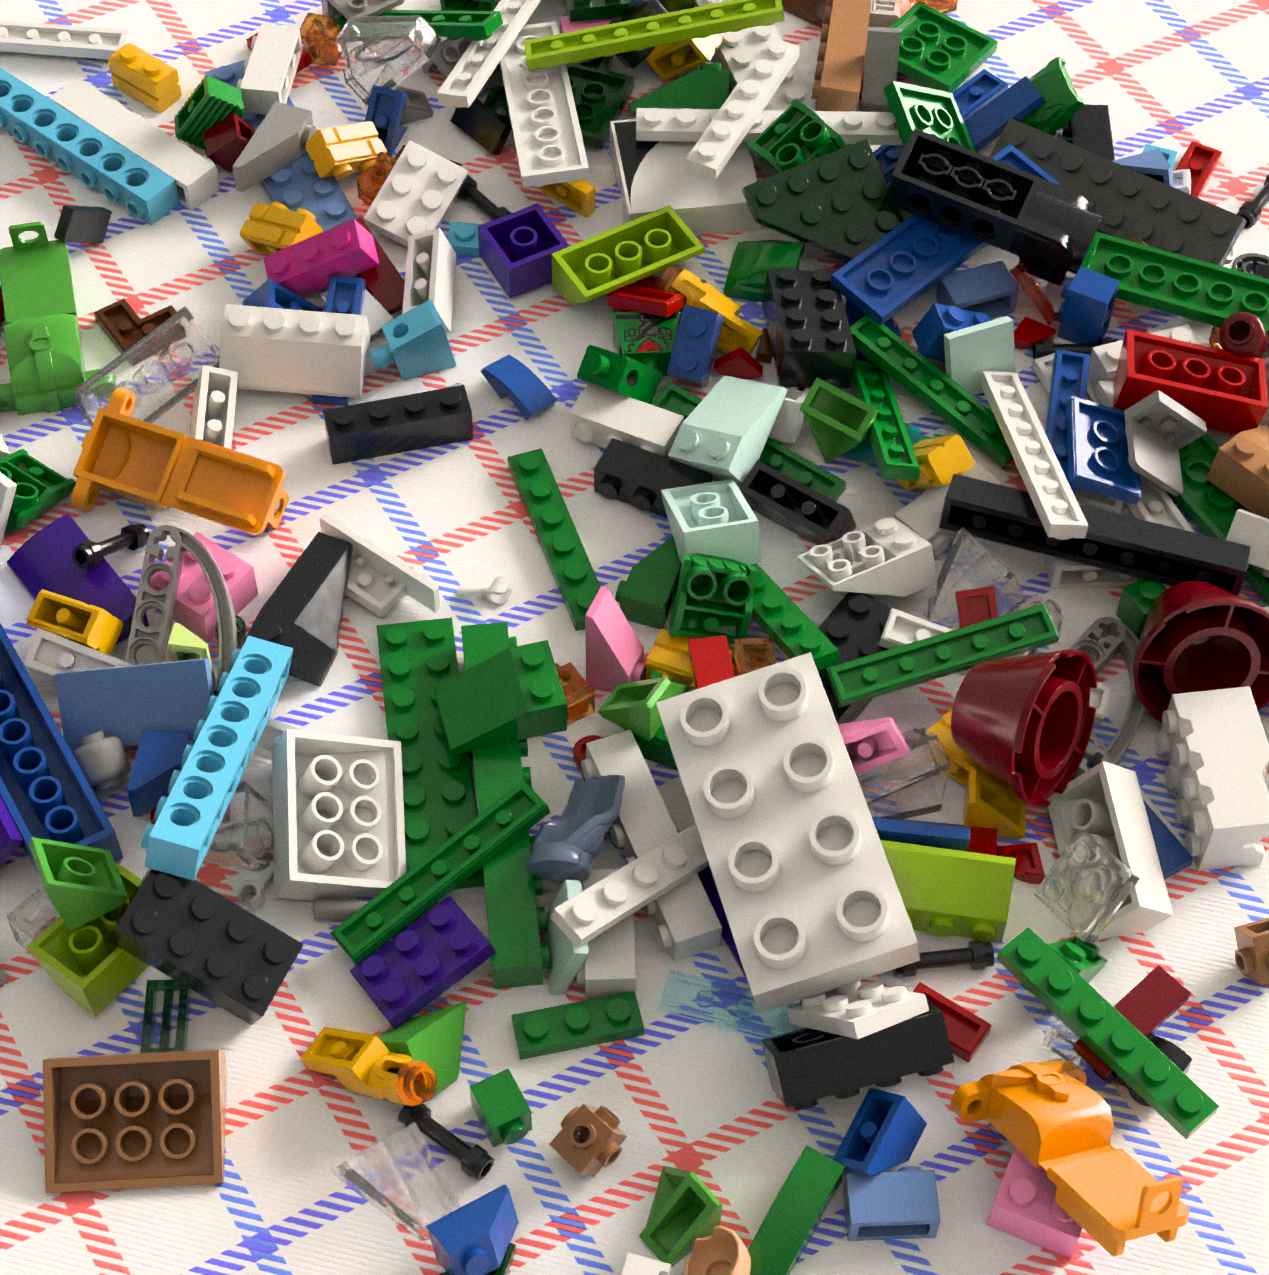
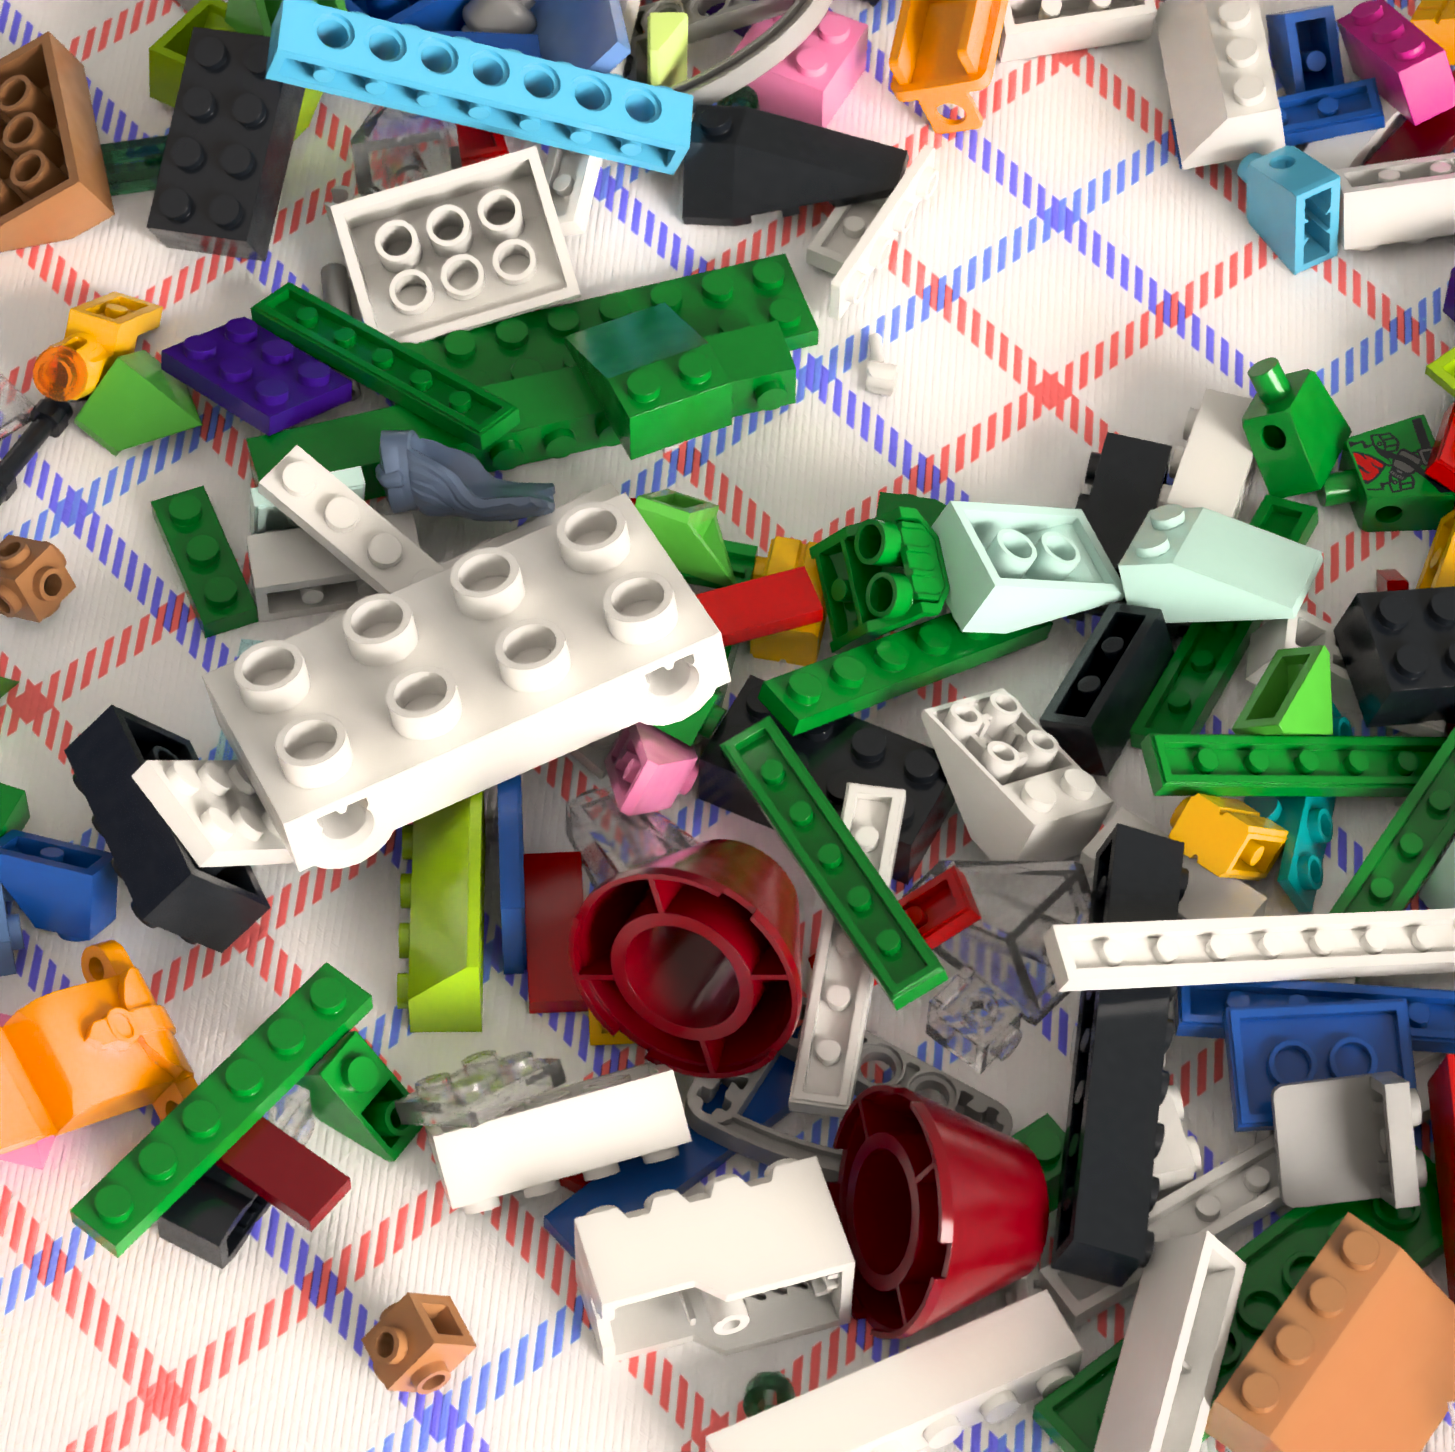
camera: 80 degrees right, 0 degrees up
(398, 424) = (1155, 237): black wedge -> none
(501, 1108) = (65, 491): green brick -> none
(520, 384) = (1263, 332): blue slope -> none
(555, 533) = (999, 430): green plate -> none
(578, 694) = (717, 468): clear orange brick -> none
(612, 646) = (777, 474): bright pink slope -> none
(695, 344) = (1387, 519): blue brick -> none
(752, 654) = (792, 646): clear orange brick -> none
(964, 1028) = (264, 966): red tile -> none
(978, 955) = (351, 914): black bar -> none
(1028, 861) = (548, 1037): red tile -> none

